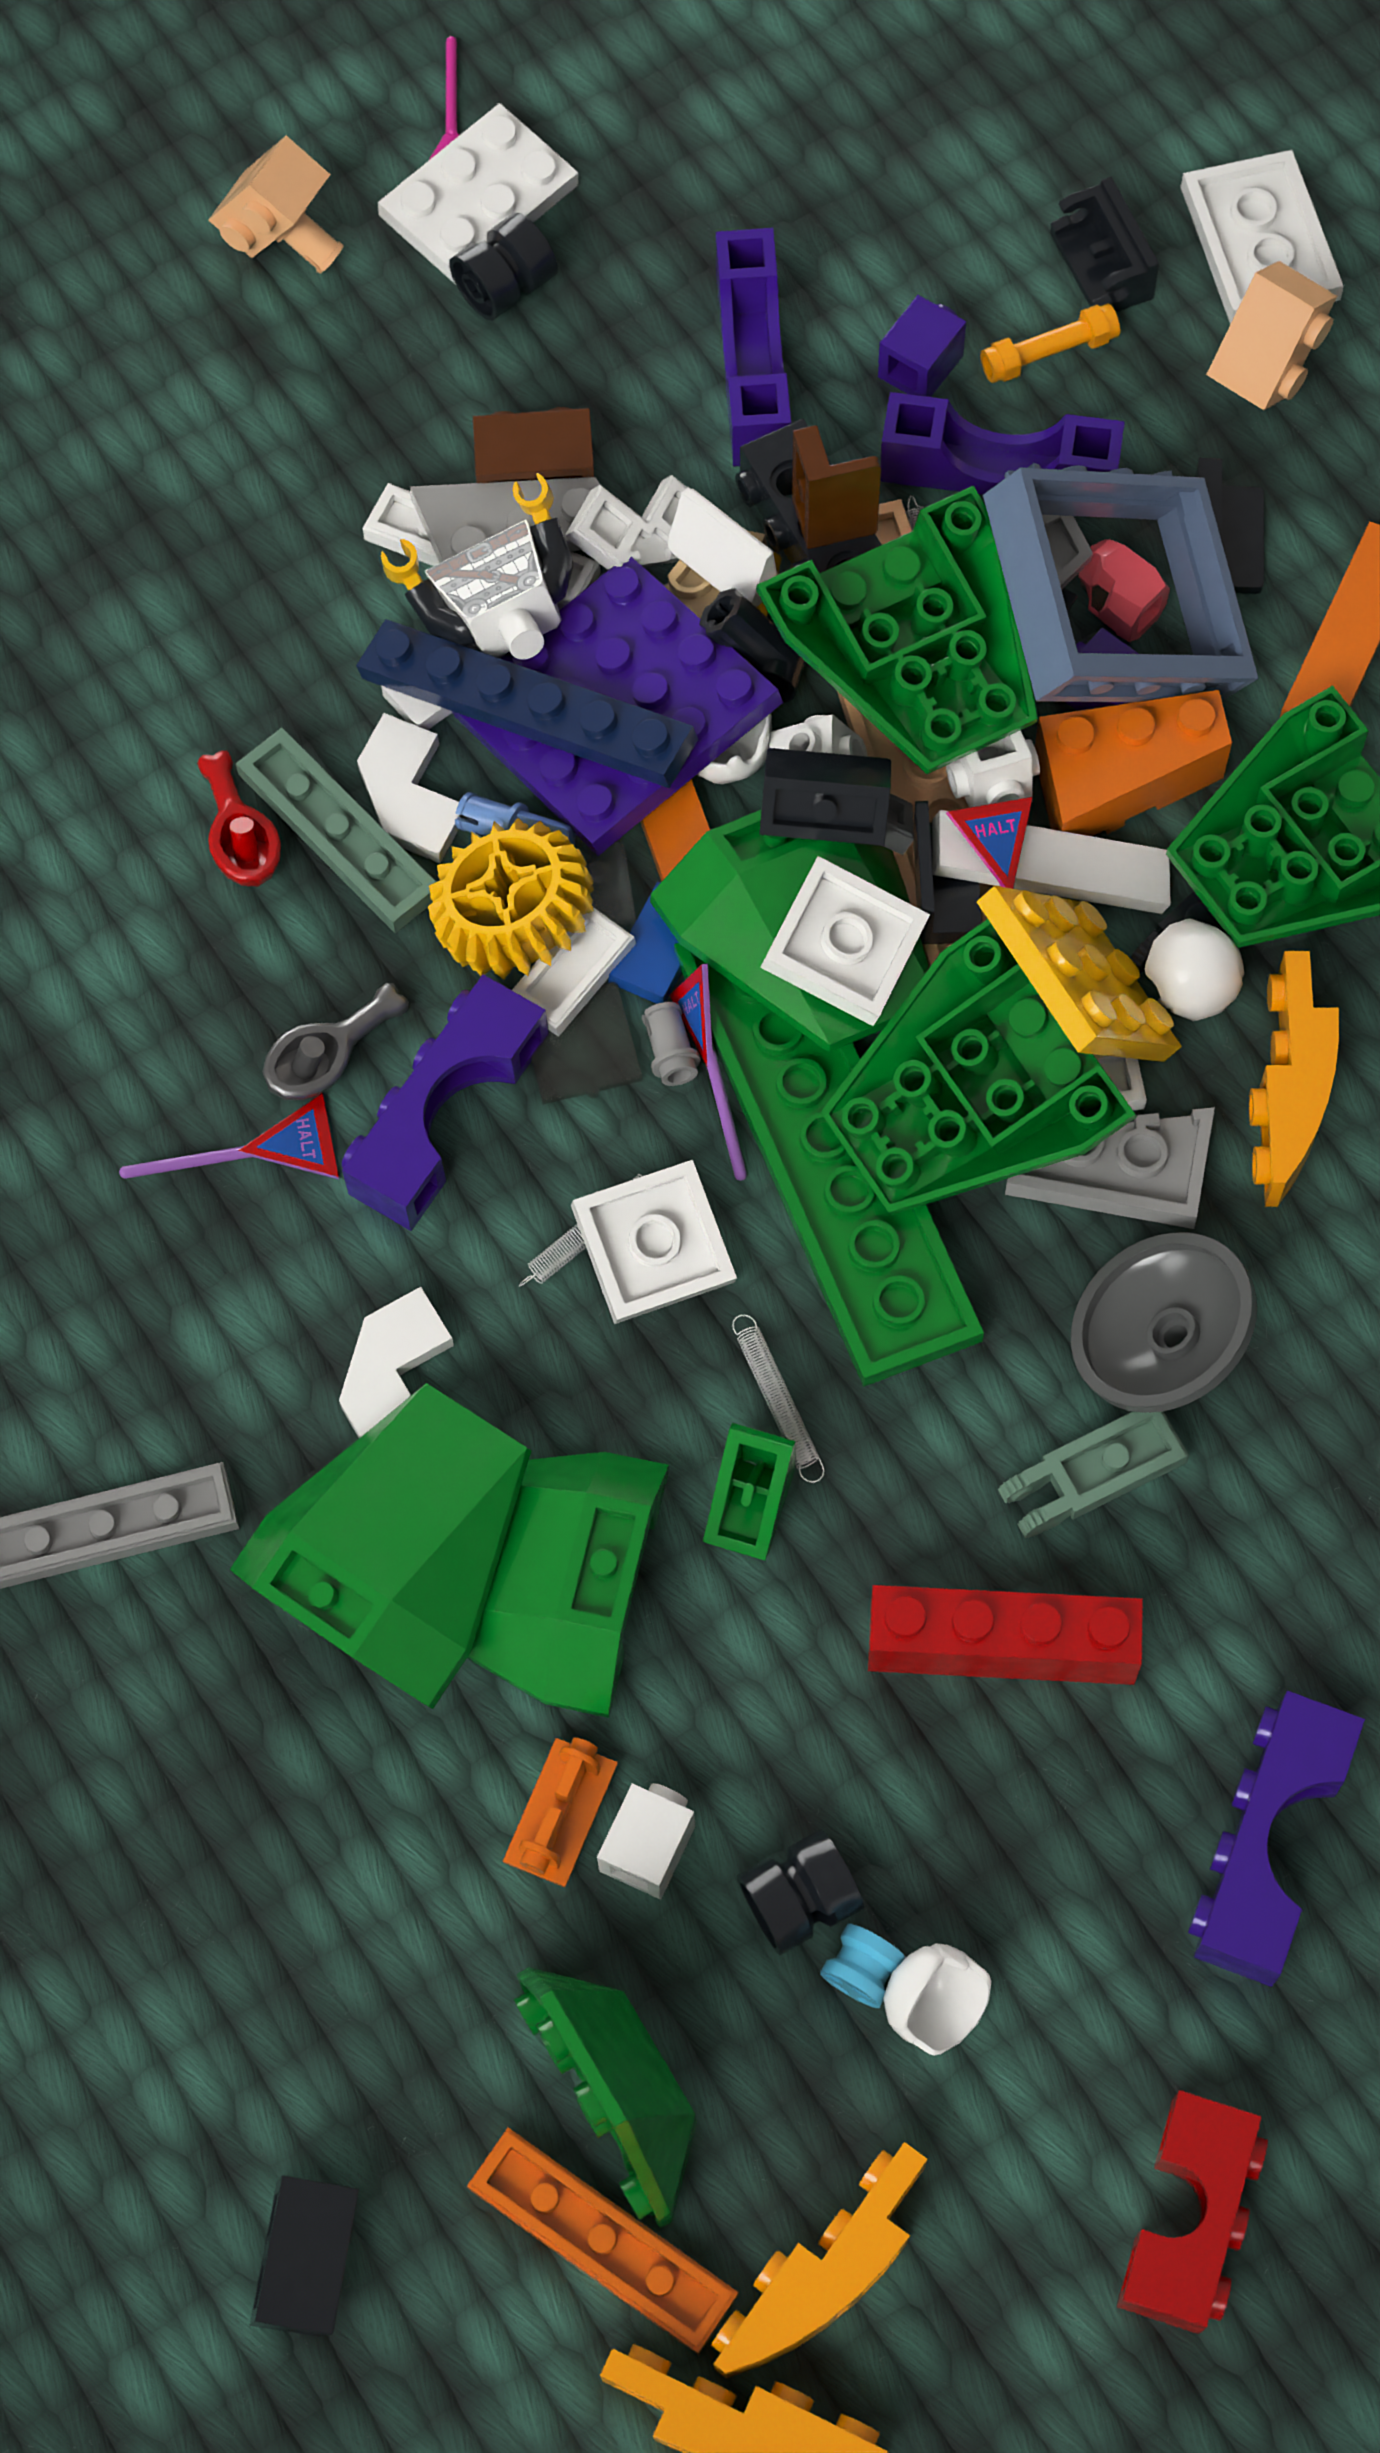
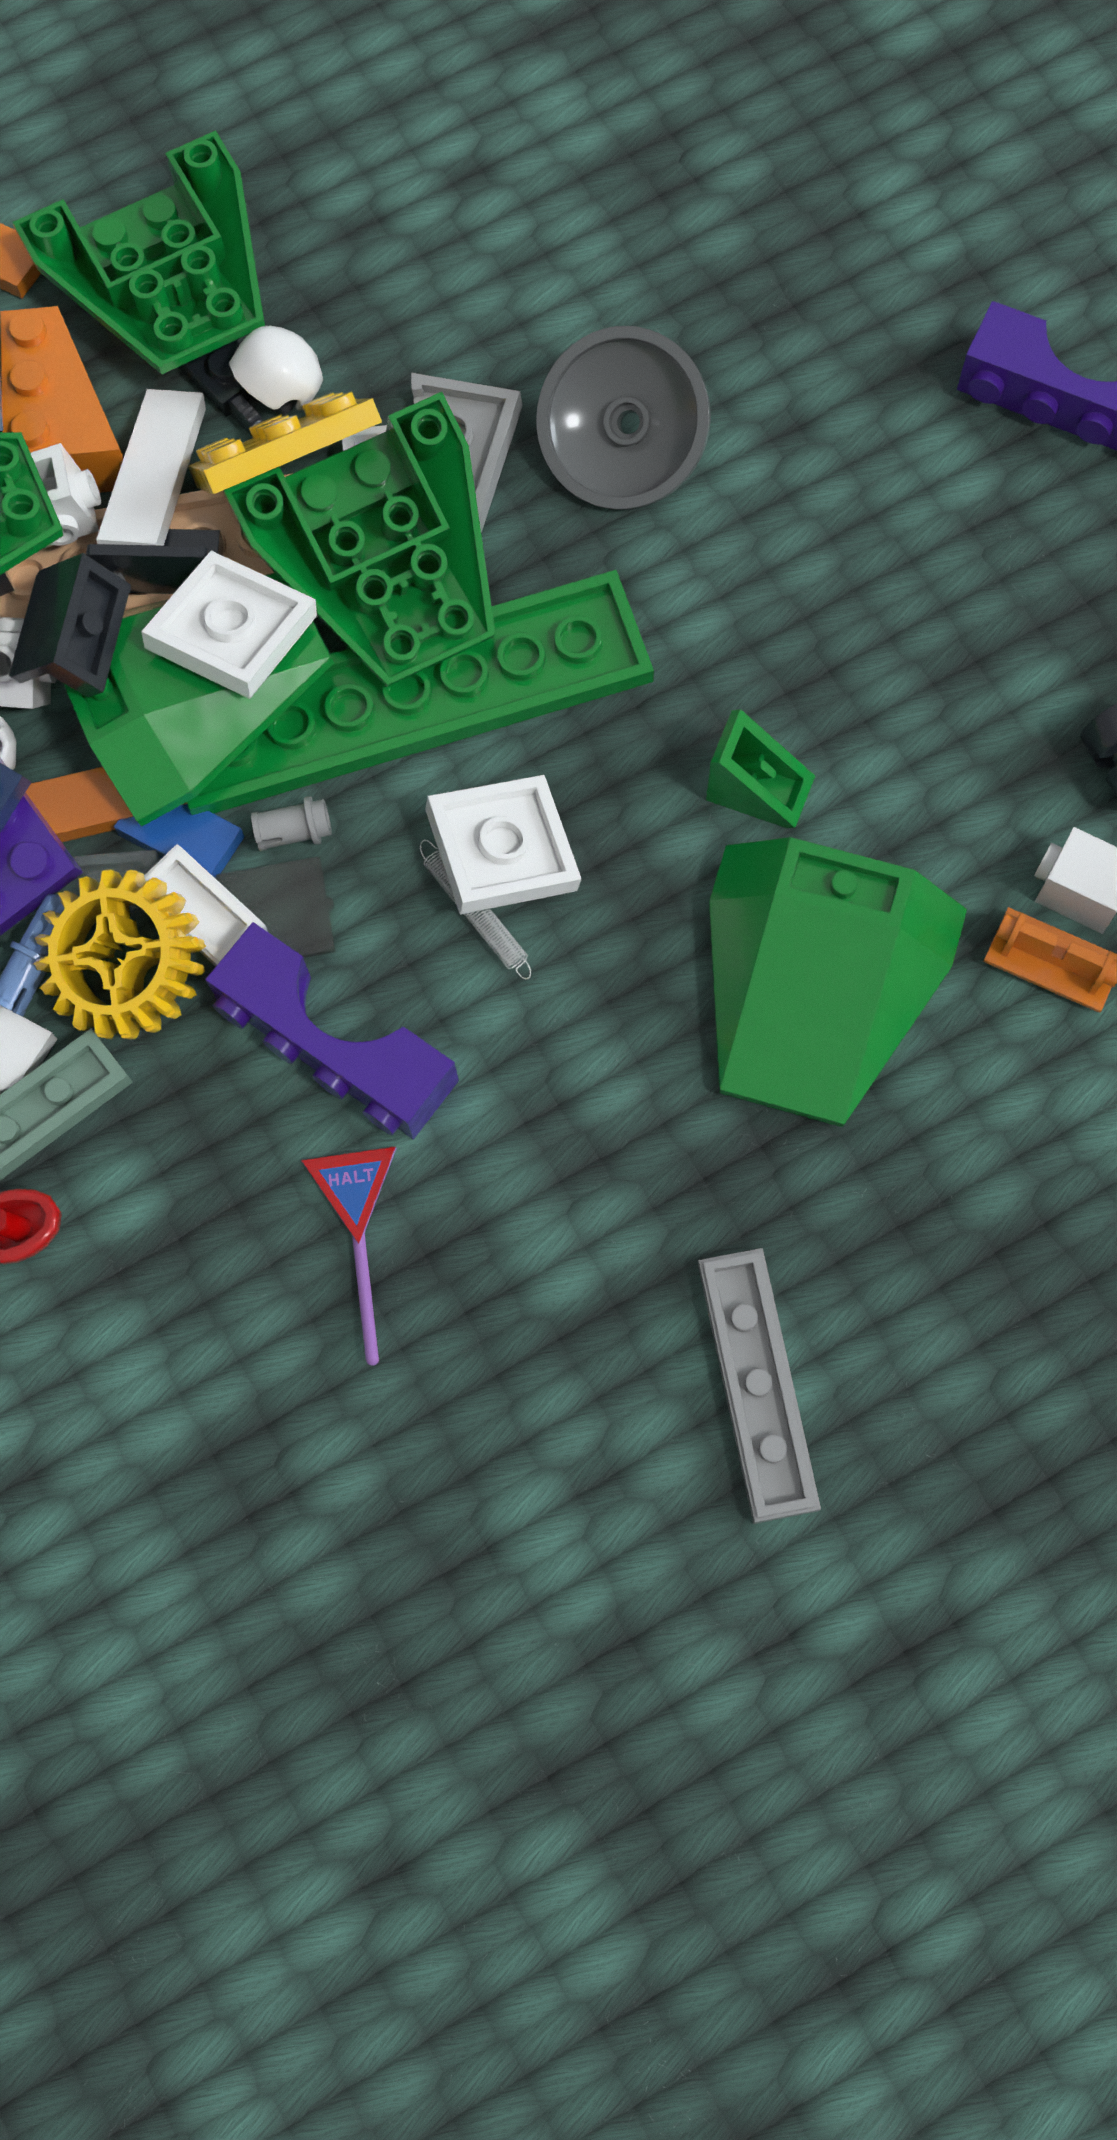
camera: 85 degrees left, 5 degrees up
(316, 1054) = (263, 1159): flat silver piece -> none
(387, 1347) = (631, 1115): white tile -> none
(396, 1541) = (804, 1086): green wedge -> none
(695, 1008) = (264, 790): piece -> none
(803, 1444) = (653, 760): white piece -> none
(996, 835) = (132, 495): piece -> none
(1005, 1634) = (903, 575): red brick -> none
(1098, 1469) = (748, 497): sand green hinge -> none
(1297, 1081) = (382, 296): light orange slope -> none

